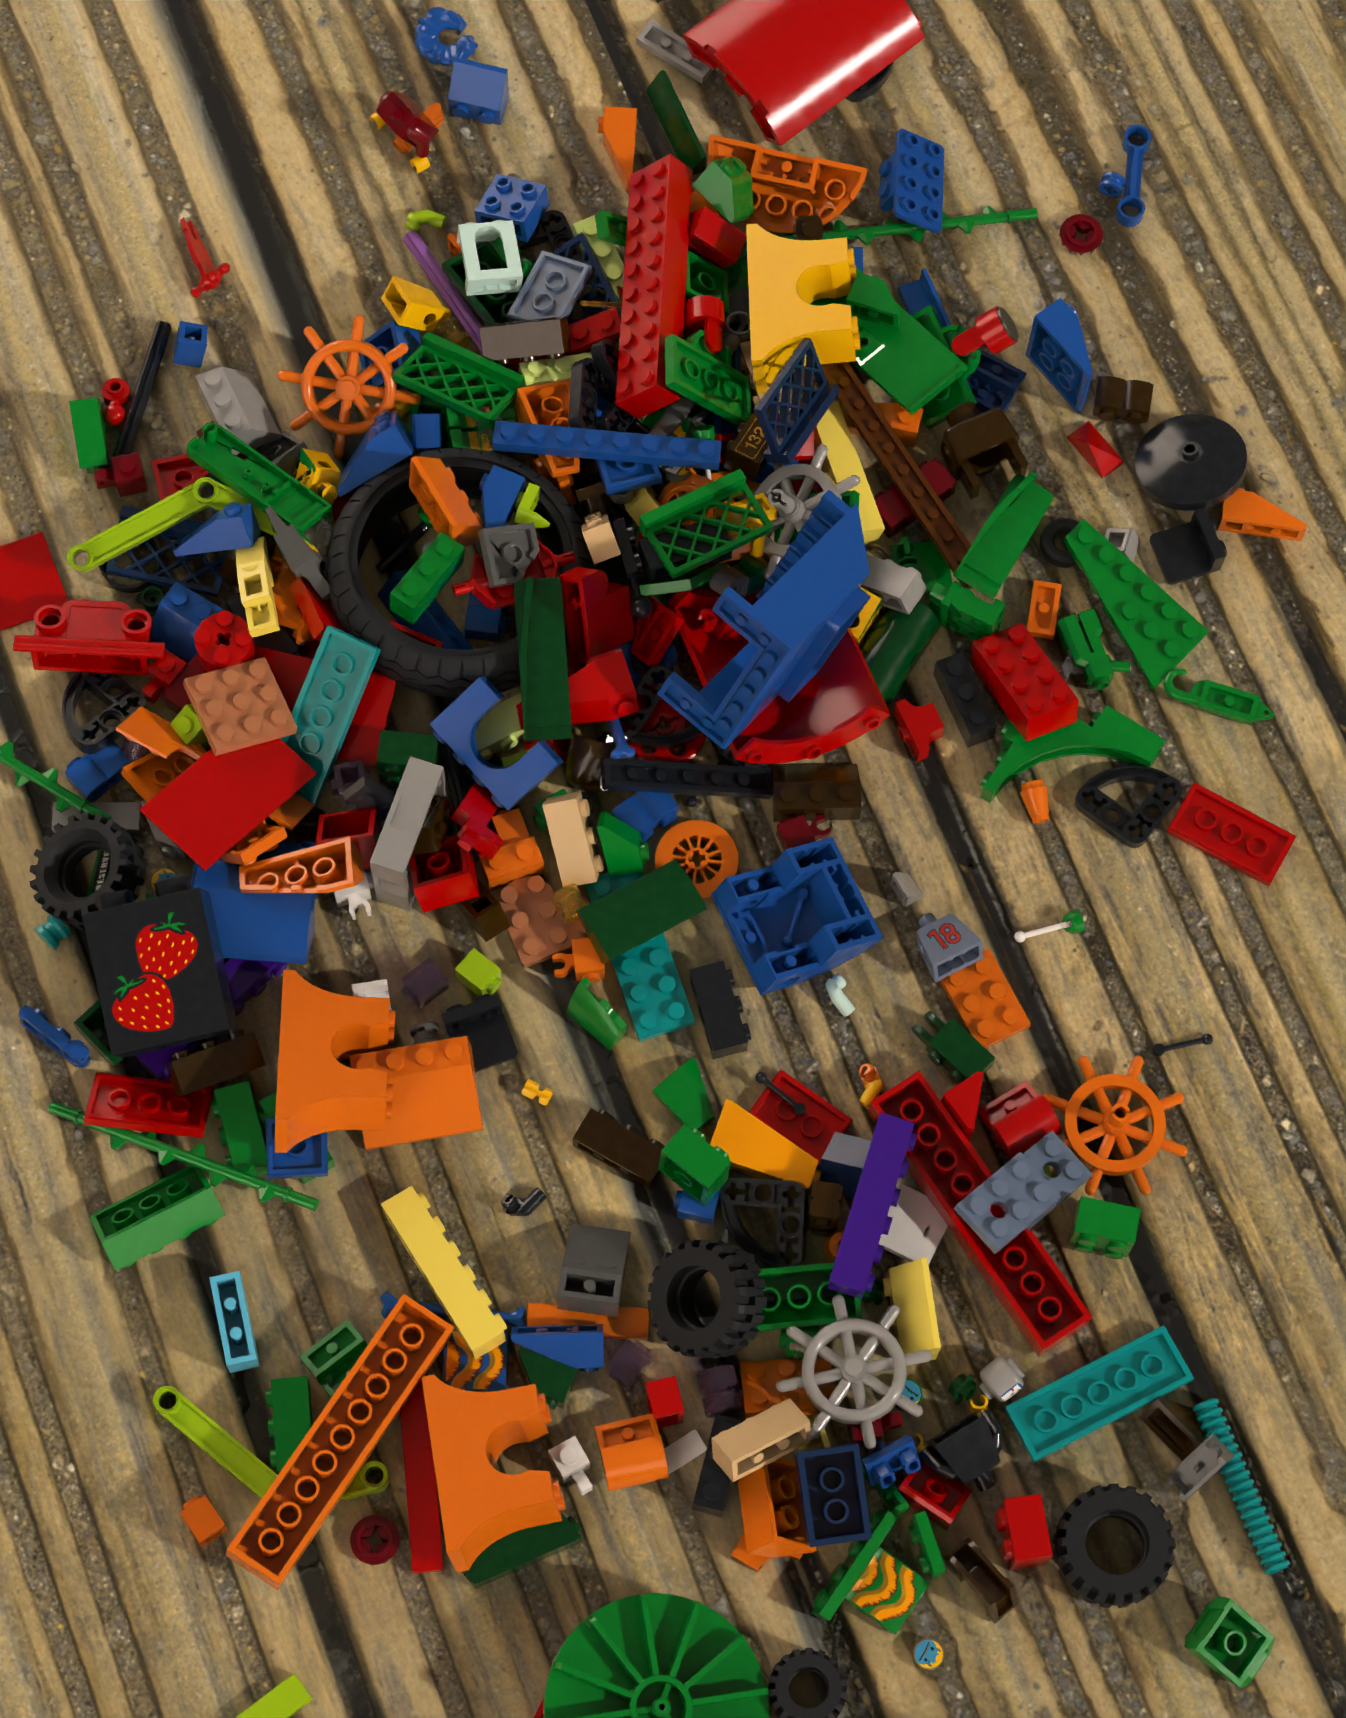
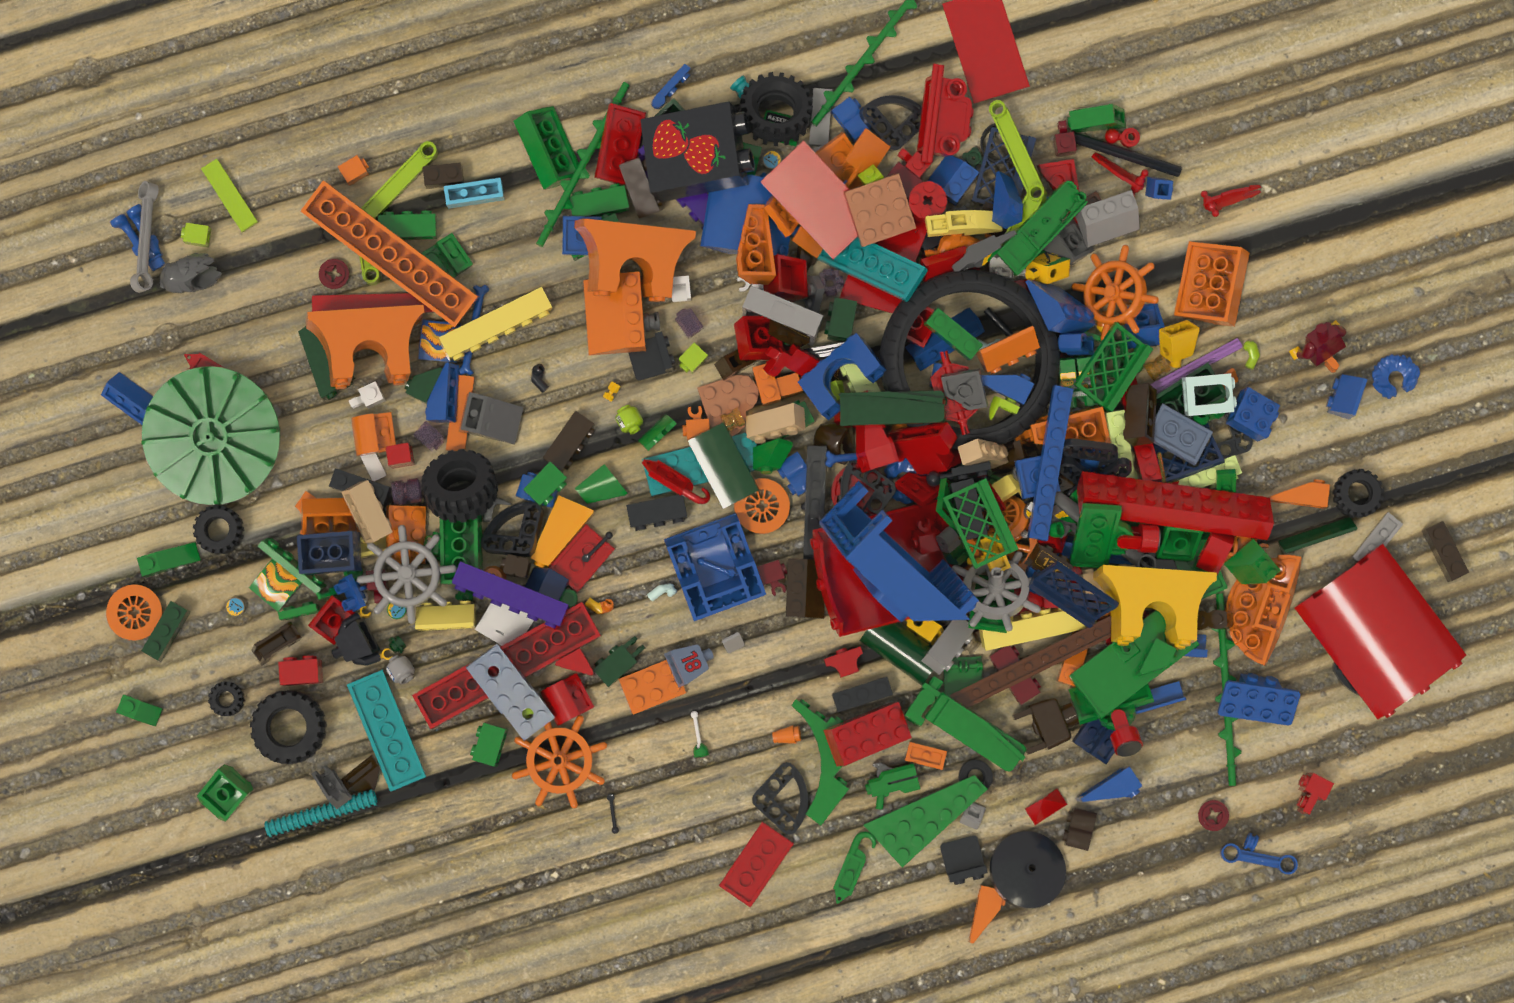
camera: 95 degrees right, 15 degrees up
(184, 376) = (1136, 181): none -> red piece
(207, 1374) = (443, 175): none -> dark brown brick
(325, 273) = (1212, 283): none -> orange slope
(580, 1060) = (629, 419): none -> lime head
(613, 56) = (1374, 493): none -> black tyre
(671, 981) = (674, 480): none -> red plate
(863, 1129) = (569, 597): none -> green tile
(1036, 107) = (1315, 789): none -> red brick
(1097, 1655) = (218, 690): none -> black tyre

